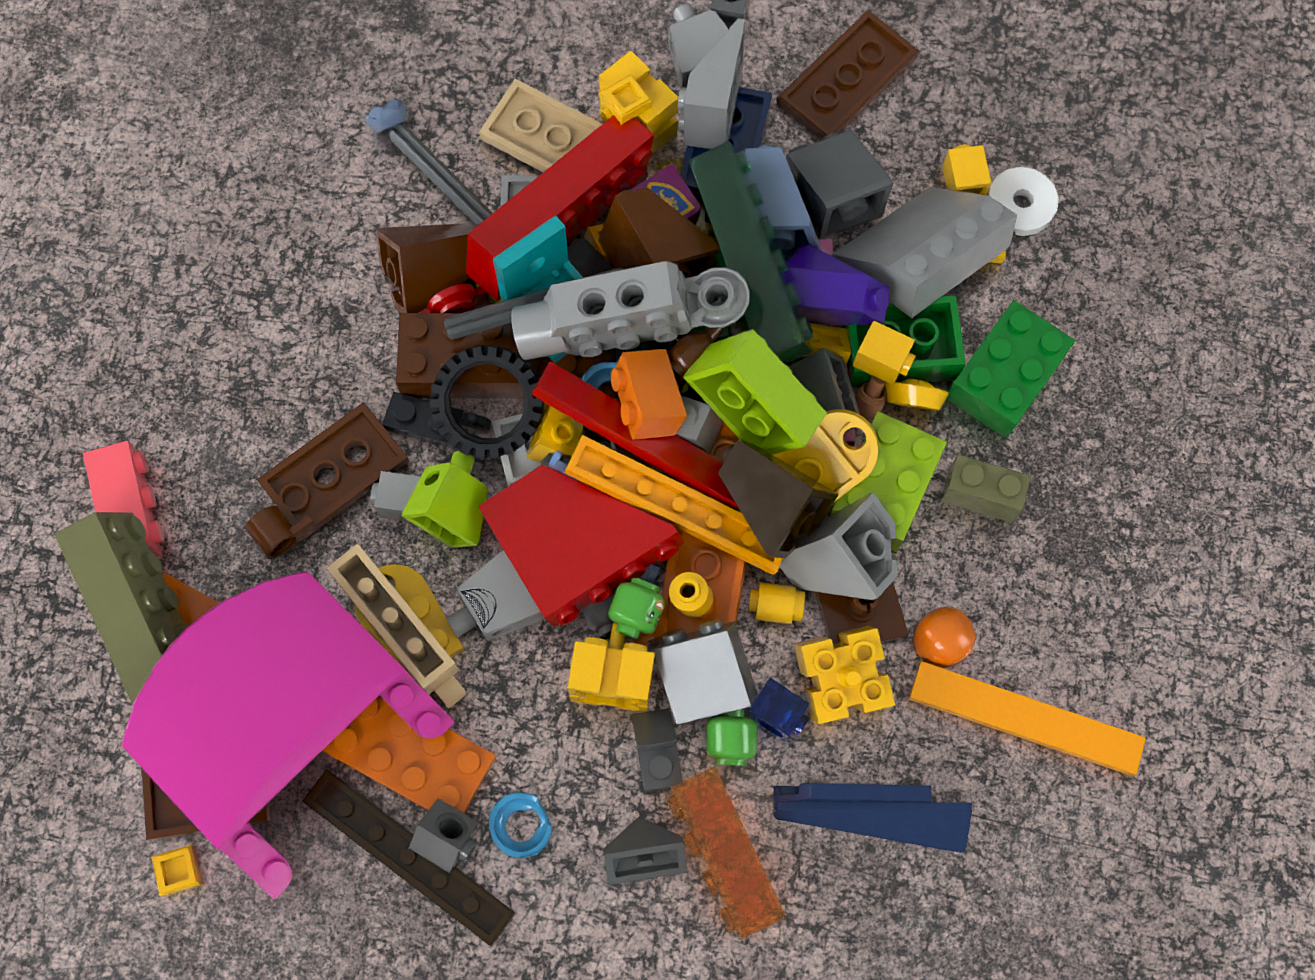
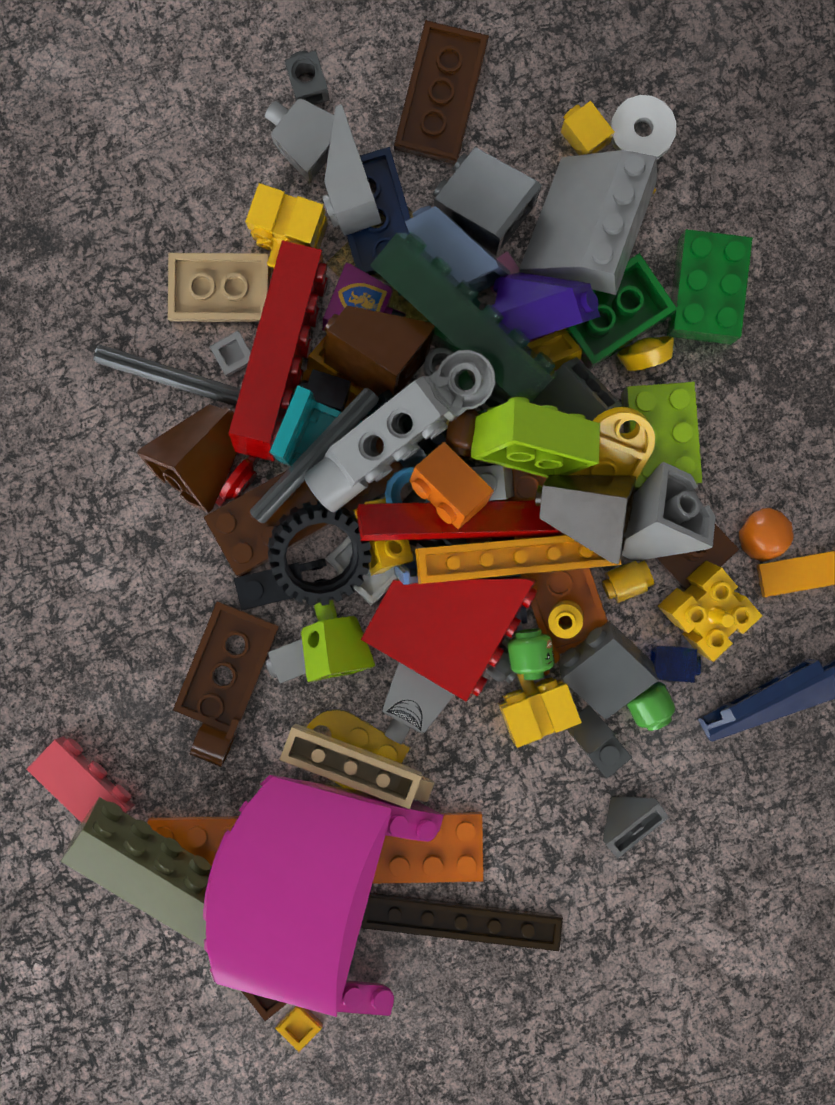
camera: 30 degrees left, 15 degrees up
(386, 117) = (83, 346): sand blue plate -> none
(444, 836) = (474, 908): dark grey brick -> none
(497, 825) = (533, 872): dark azure piece -> none
(626, 99) = (282, 232): yellow tile -> none
(726, 853) = (693, 791): clear orange brick -> none
(871, 398) = (612, 373): nougat cylinder -> none
(885, 353) = (612, 339): yellow brick -> none
(985, 488) = (740, 399): olive brick -> none

